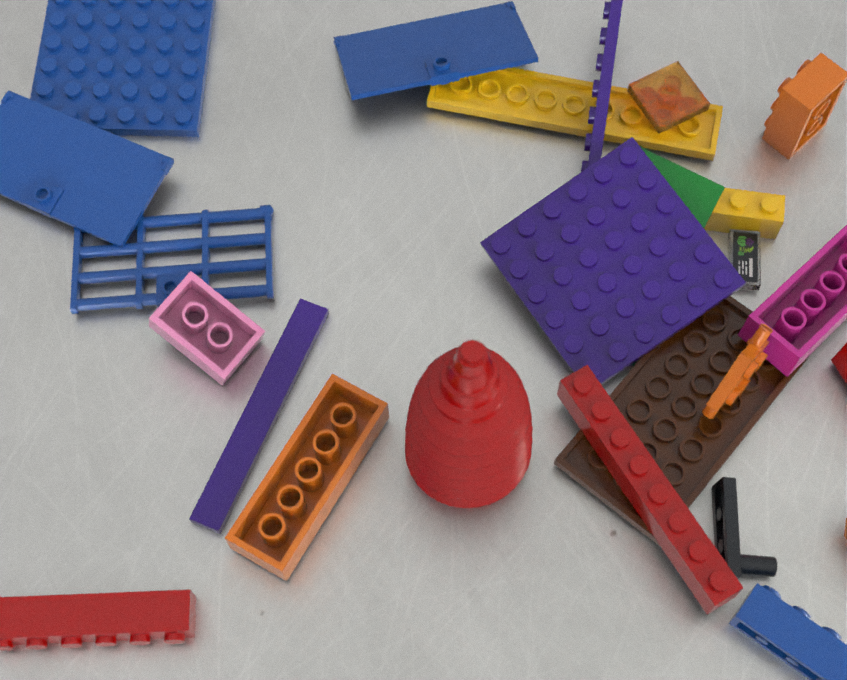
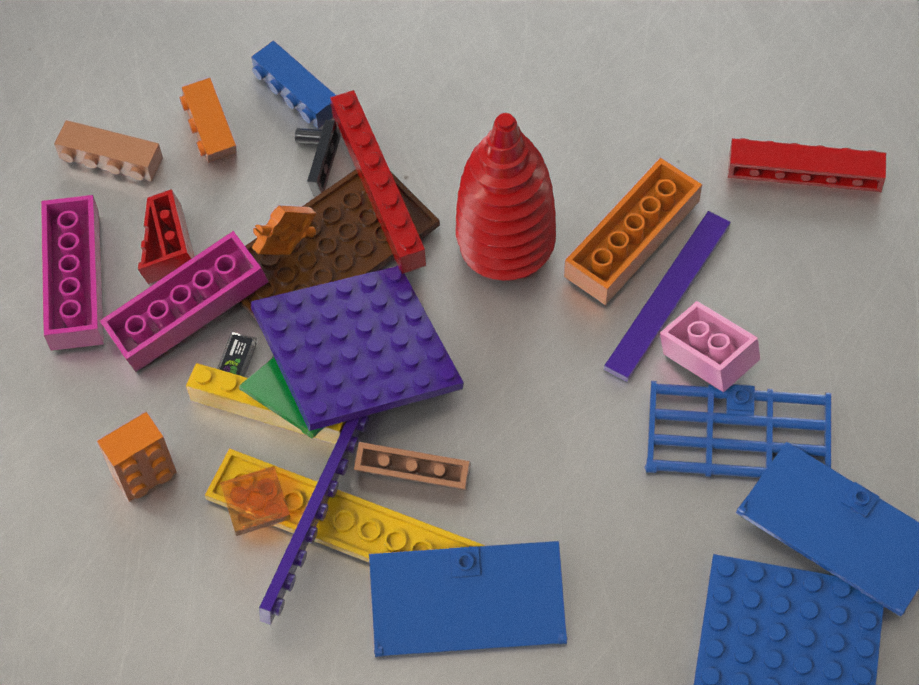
camera: 170 degrees left, 5 degrees down
(516, 158) = (412, 466): none -> nougat brick

